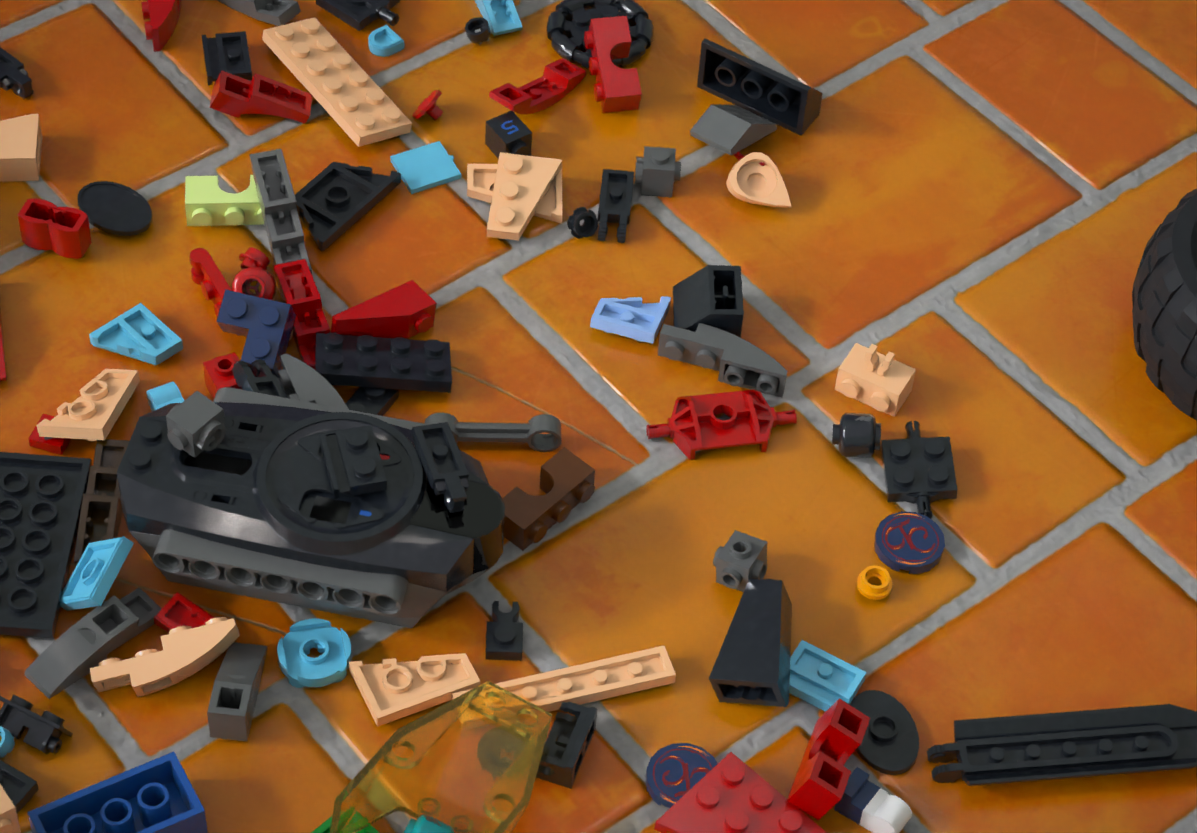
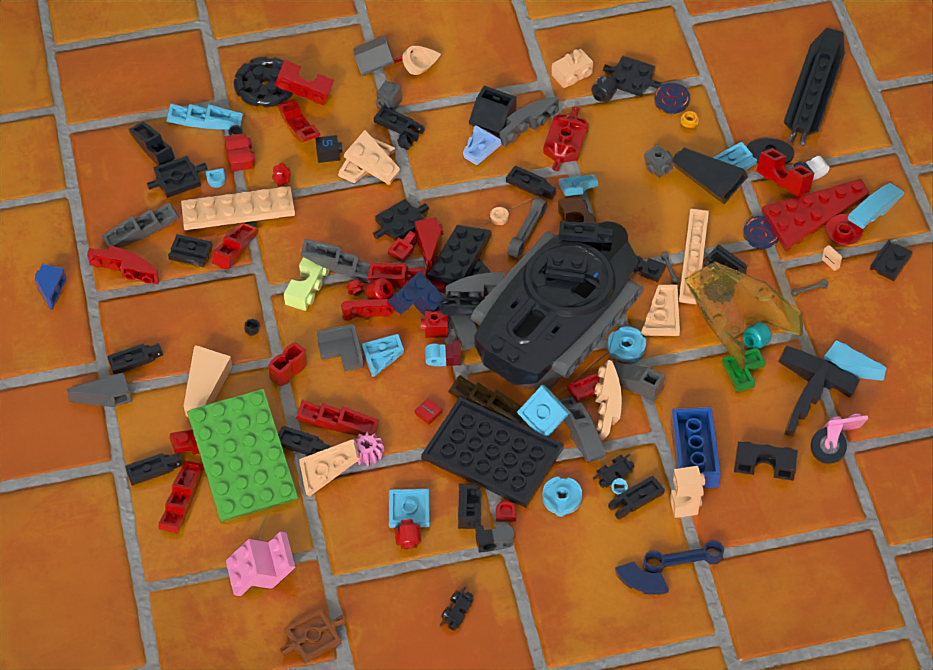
camera: 60 degrees left, 5 degrees up
(95, 410) = (426, 384): light nougat wing -> none
(110, 166) = (251, 327): none -> black hinge
(115, 208) = (278, 336): black piece -> none
(132, 280) = (341, 342): none -> dark grey panel
(196, 425) = (512, 320): dark grey brick -> none
(341, 198) = (329, 229): black wing -> none
(360, 288) = (403, 248): none -> red plate
(424, 265) = (399, 220): none -> black plate
(425, 167) = (322, 193): medium azure piece -> none
(441, 44) = (238, 152): none -> red brick
(503, 392) = (499, 216): none -> light nougat tile
(546, 650) = (664, 256): none -> dark grey hinge
(593, 406) = (530, 182): none -> black hinge
(622, 465) = (578, 184): none -> medium azure tile
(757, 88) = (353, 32): black slope -> none

